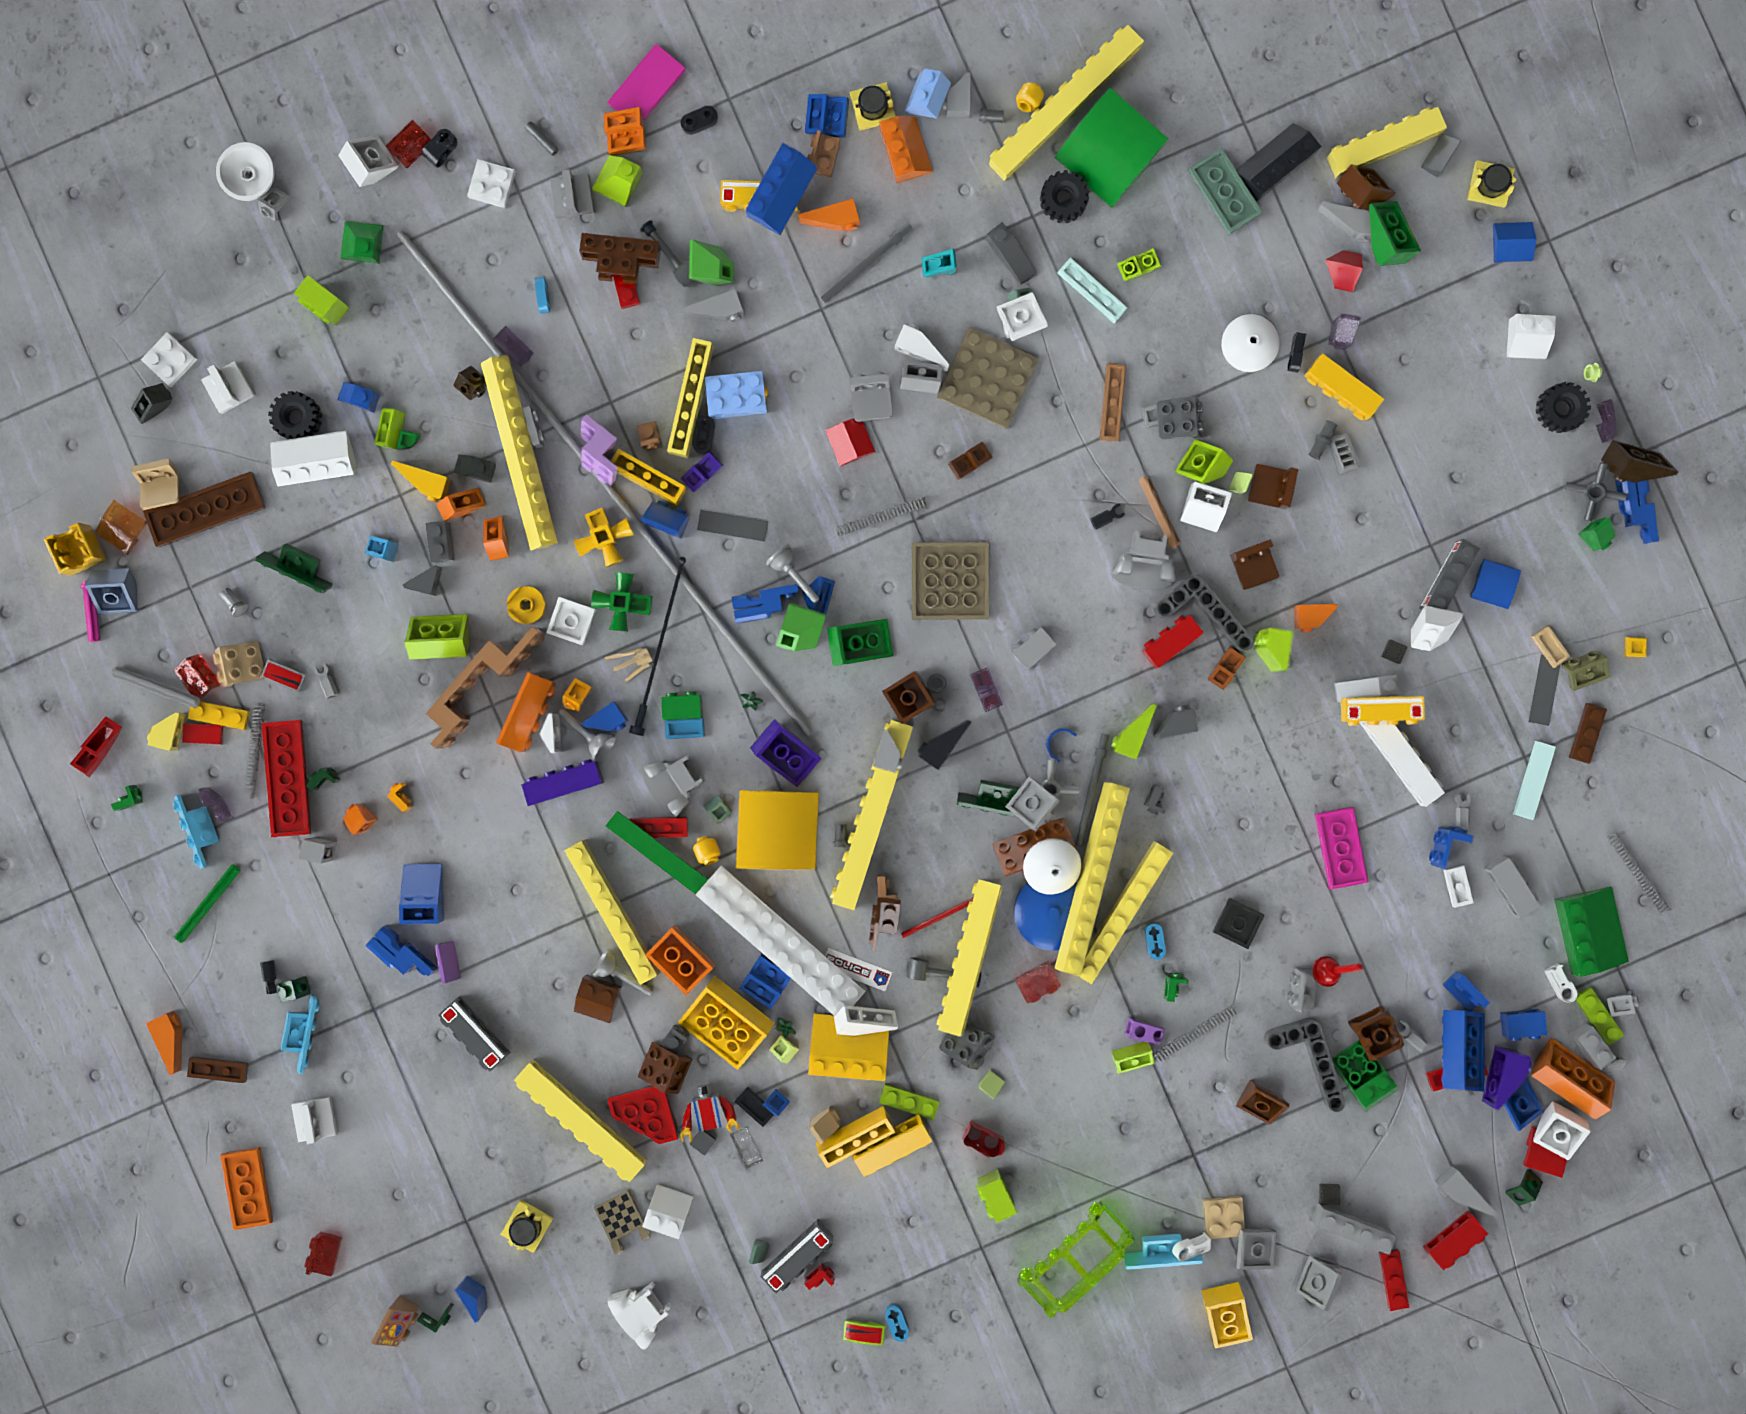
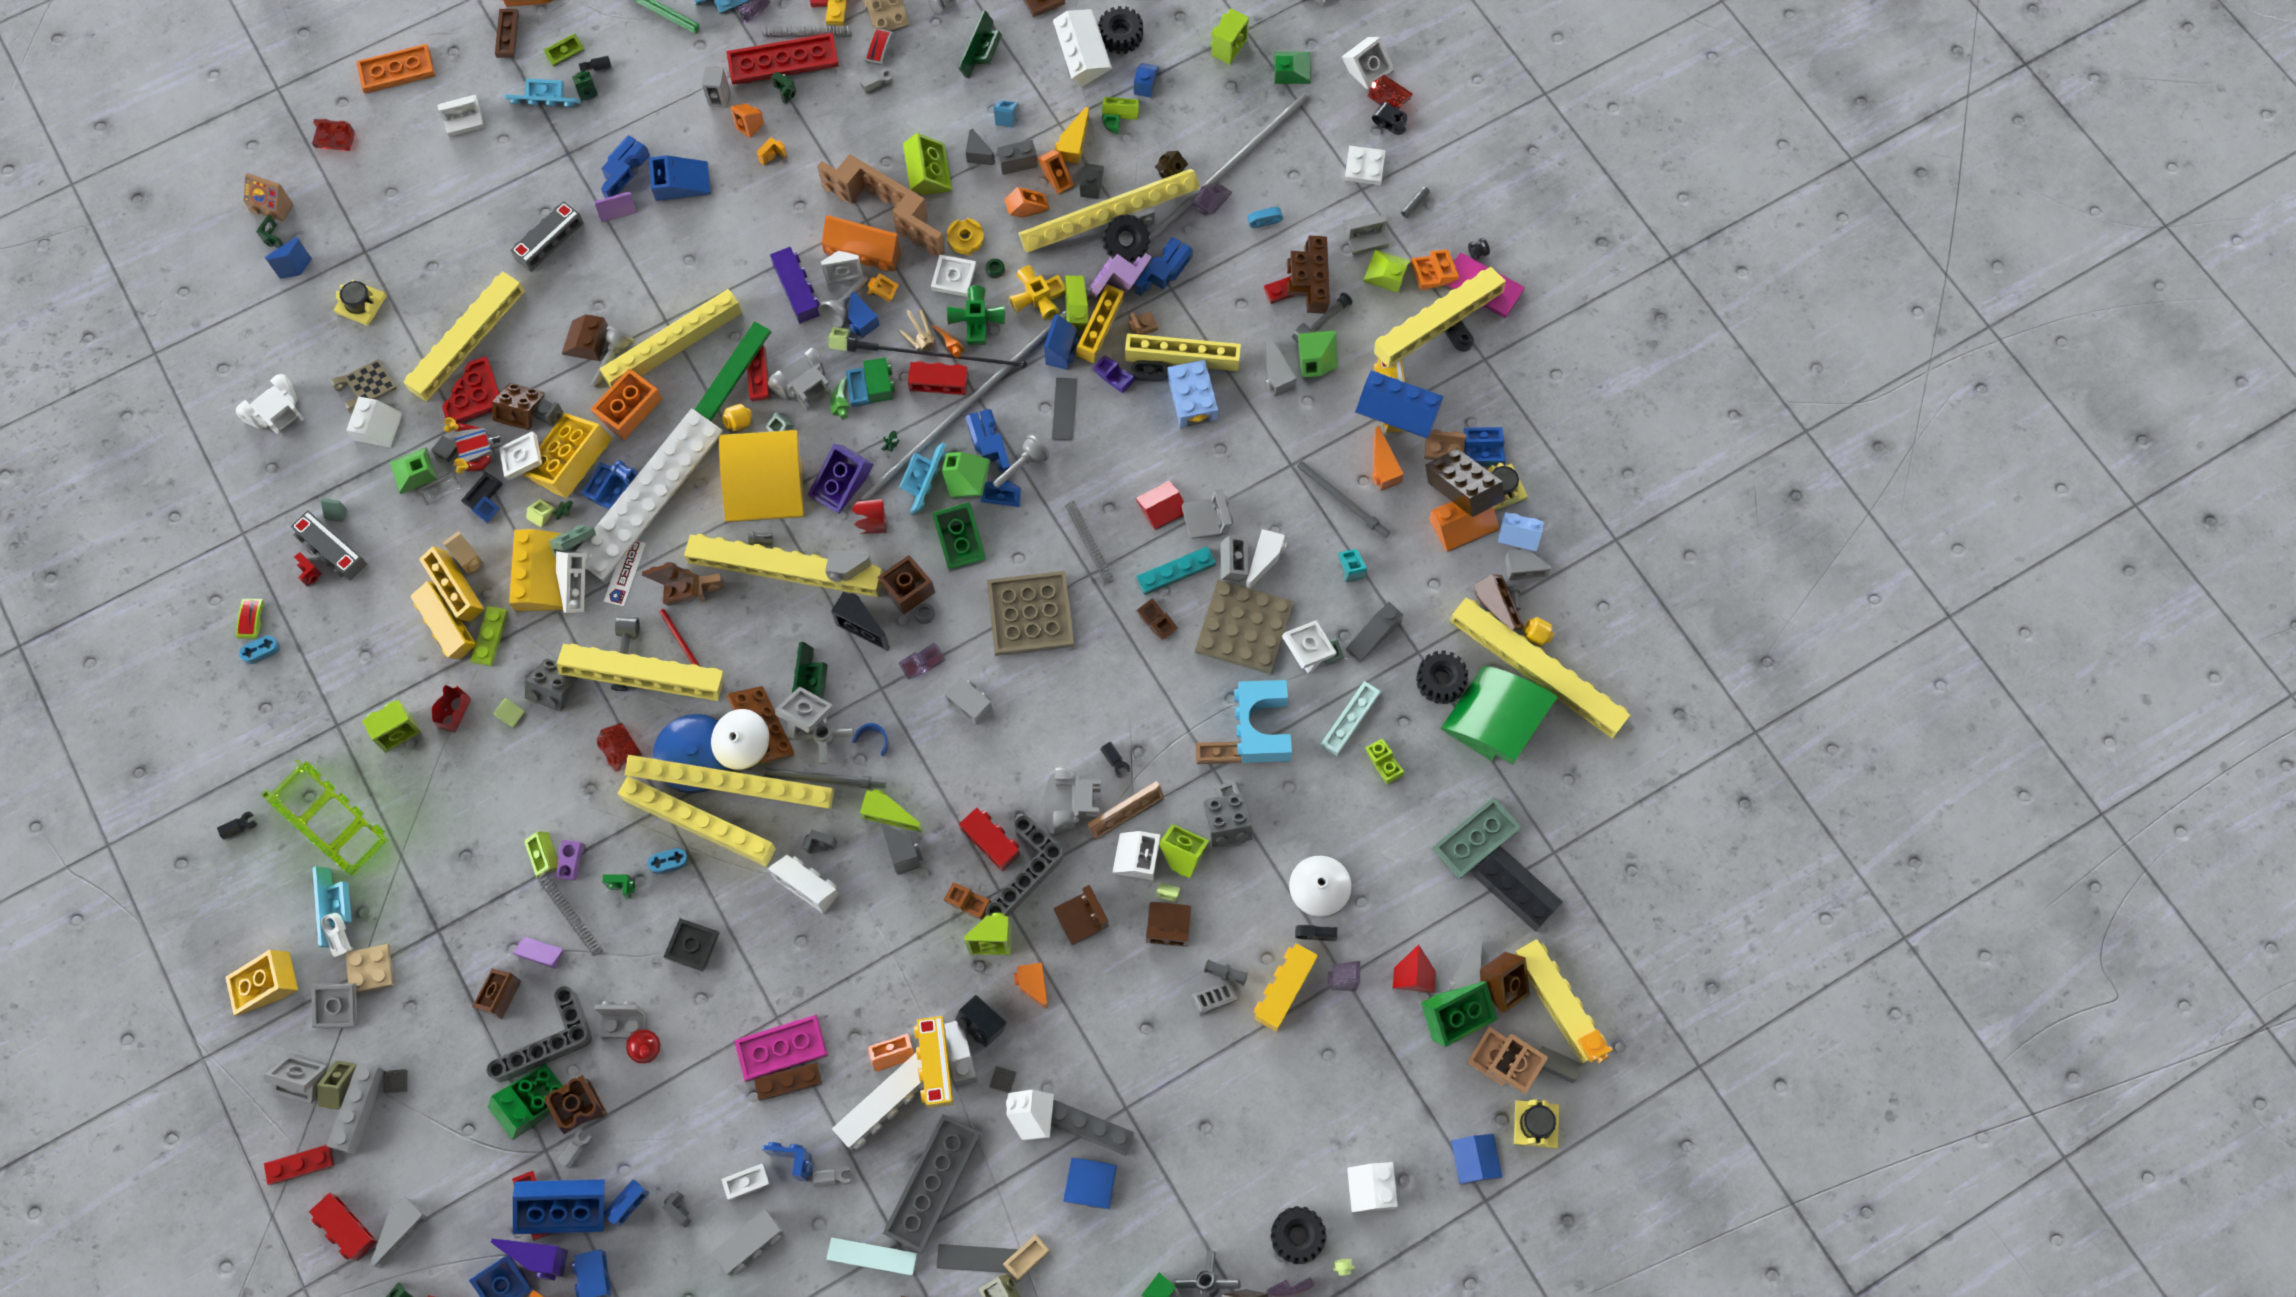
camera: 85 degrees right, 20 degrees down
(244, 1010) = (563, 49): none -> lime slope
(565, 578) = (995, 268): none -> dark green tile
(568, 432) = (1135, 227): none -> black tyre
(594, 408) = (1167, 268): none -> blue plate
(606, 82) = (1479, 248): none -> black wheel
(620, 499) = (1076, 302): none -> lime slope
(627, 742) = (838, 338): none -> yellowish green slope
(650, 628) = (952, 343): none -> orange bar
(685, 132) = (1439, 316): none -> light yellow brick
(686, 646) = (938, 378): none -> red brick
(698, 749) = (838, 402): none -> bright green bar
(724, 1067) = (520, 456): none -> white plate
(724, 1173) = (413, 470): none -> bright green slope
(755, 965) = (620, 470): none -> blue bush
(793, 674) = (919, 476): none -> medium azure bracket
(825, 1018) = (572, 539): none -> sand green bracket
(834, 725) = (875, 516): none -> red piece
(874, 138) = (1465, 482): none -> dark brown brick
(921, 436) = (1175, 570): none -> teal plate
(993, 130) = (1496, 597): none -> slope
(1073, 1342) = (236, 826): none -> black bar
(1113, 385) = (1255, 745): none -> medium azure arch
(1196, 815) = (804, 882): none -> white slope
(1227, 1063) = (538, 952): none -> slope
(1329, 1246) = (335, 1084): none -> olive slope
(1343, 666) = (980, 1021): none -> black brick
(1356, 749) = (891, 1052): none -> orange slope
(1372, 843) = (788, 1081): none -> reddish brown plate
(1438, 198) = (1507, 1060): none -> medium nougat bracket
(1439, 116) = (1595, 1047): none -> light orange bracket
(1479, 722) = (932, 1183): none -> dark grey plate
(1479, 947) = (678, 1213): none -> dark grey bracket

